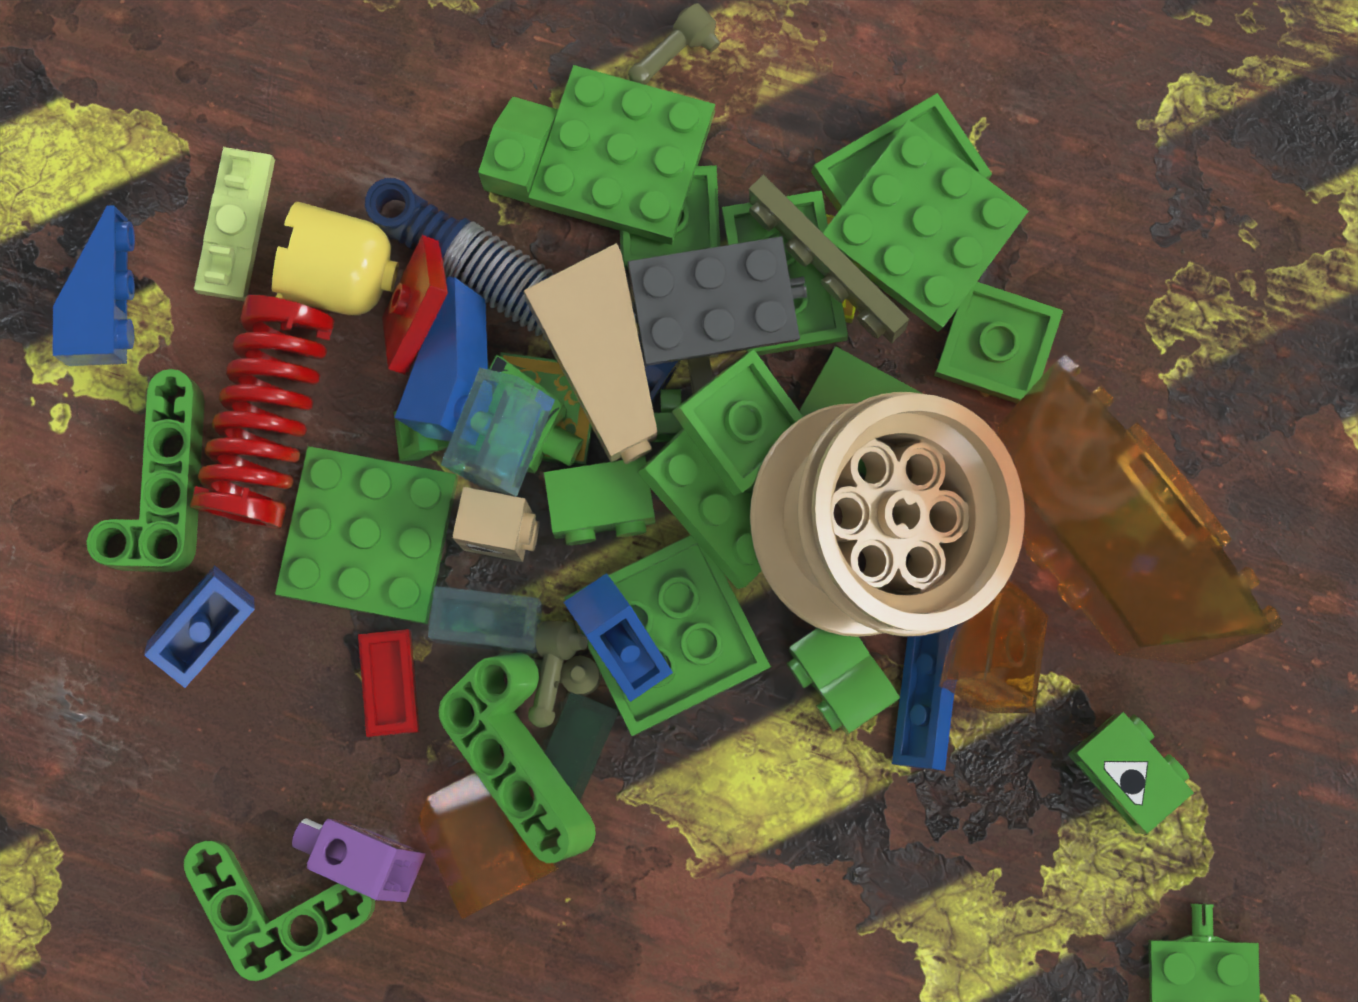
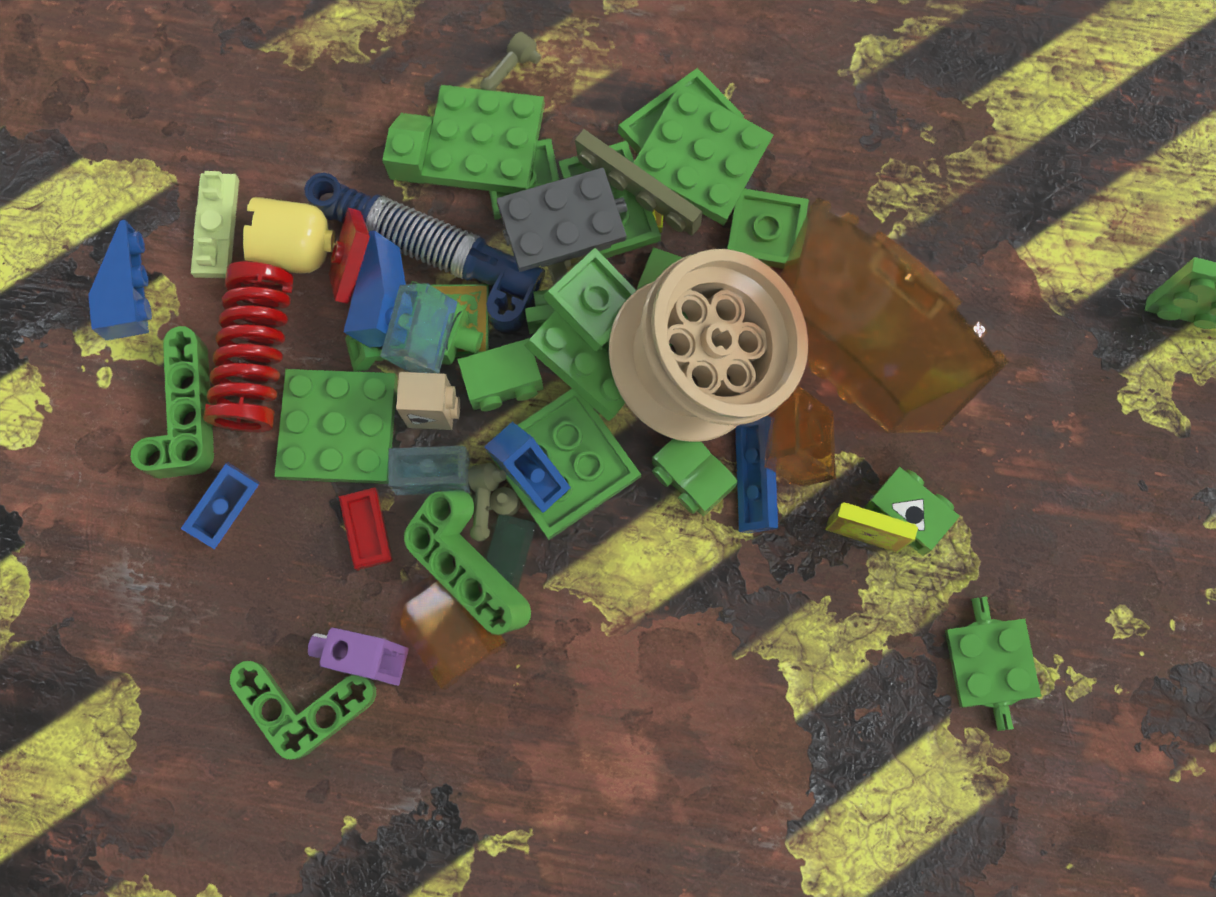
camera: 10 degrees left, 5 degrees down
(596, 342) = (481, 261): tan slope -> none
(1071, 790) = (871, 527): none -> neon yellow tile

